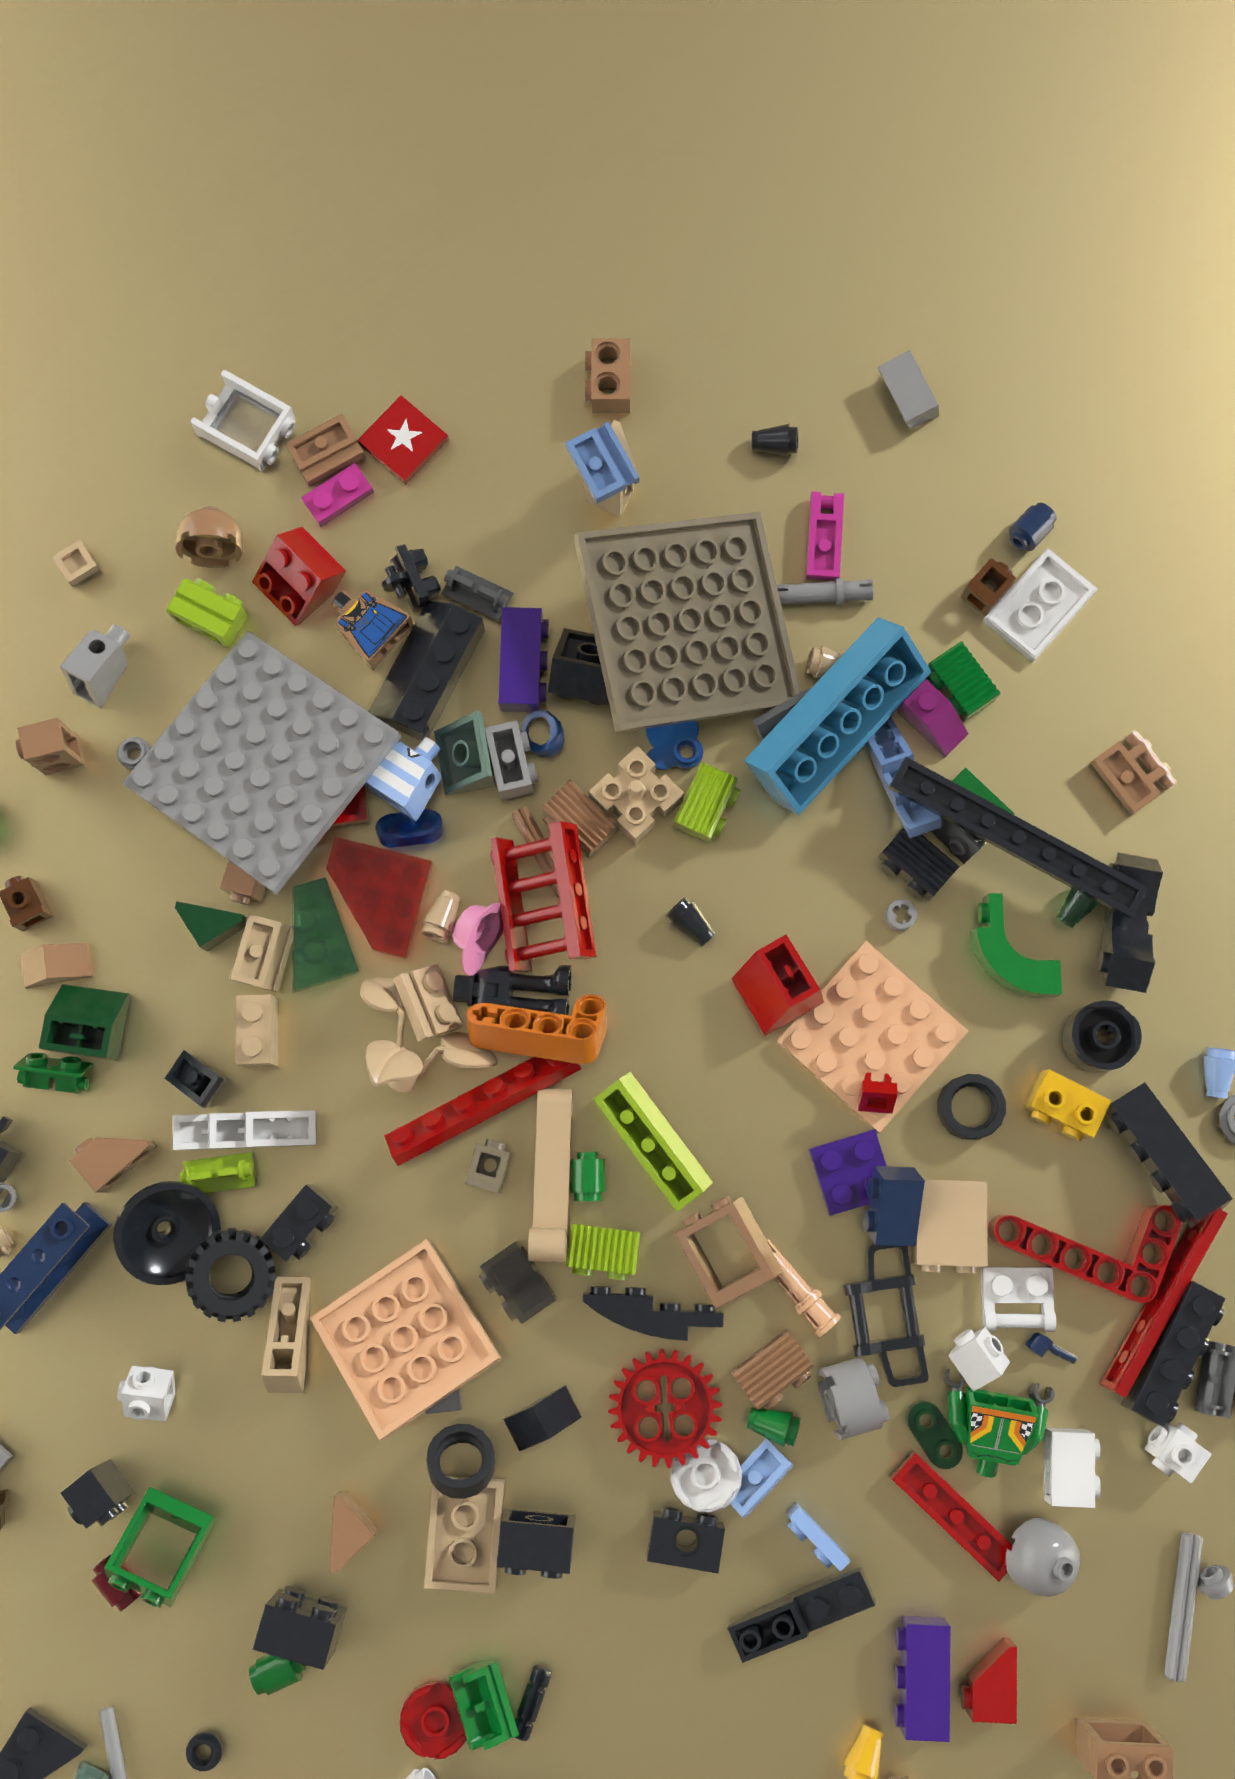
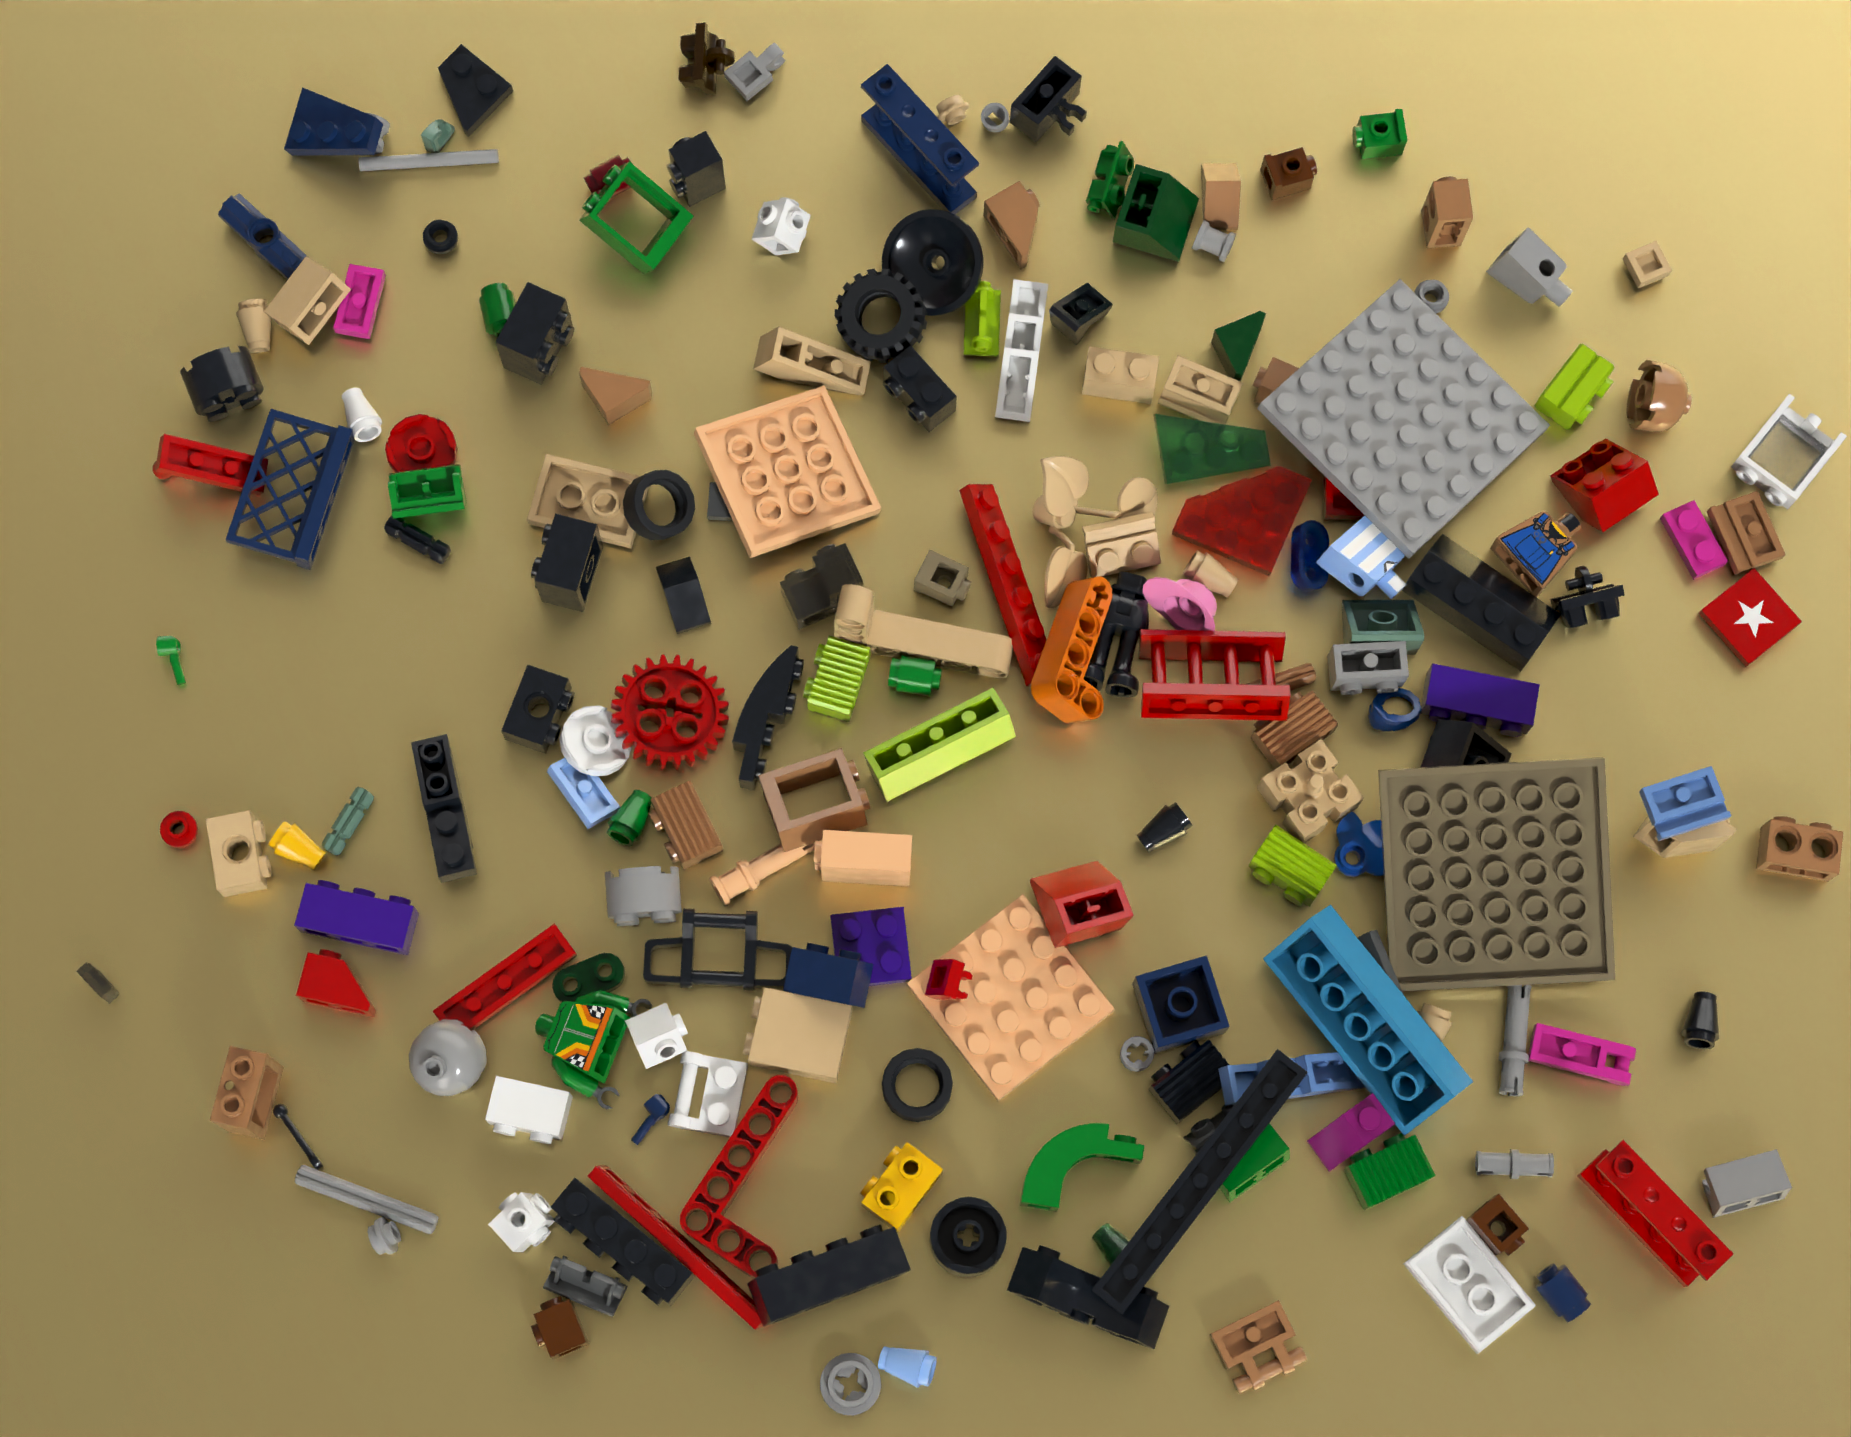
camera: 95 degrees right, 5 degrees down
(105, 963) = (1214, 241): none -> light grey bush
(476, 592) = (1563, 666): dark grey hinge -> none
(777, 1192) = (864, 857): none -> light nougat brick
(827, 1550) = (525, 831): light blue plate -> none
(828, 1709) = (347, 821): none -> sand green axle
(854, 881) = (1180, 1004): none -> dark blue brick
(931, 579) = (1514, 1164): none -> light grey pin
(958, 455) = (1655, 1214): none -> red fence
(1158, 1666) = (281, 1111): none -> black hinge

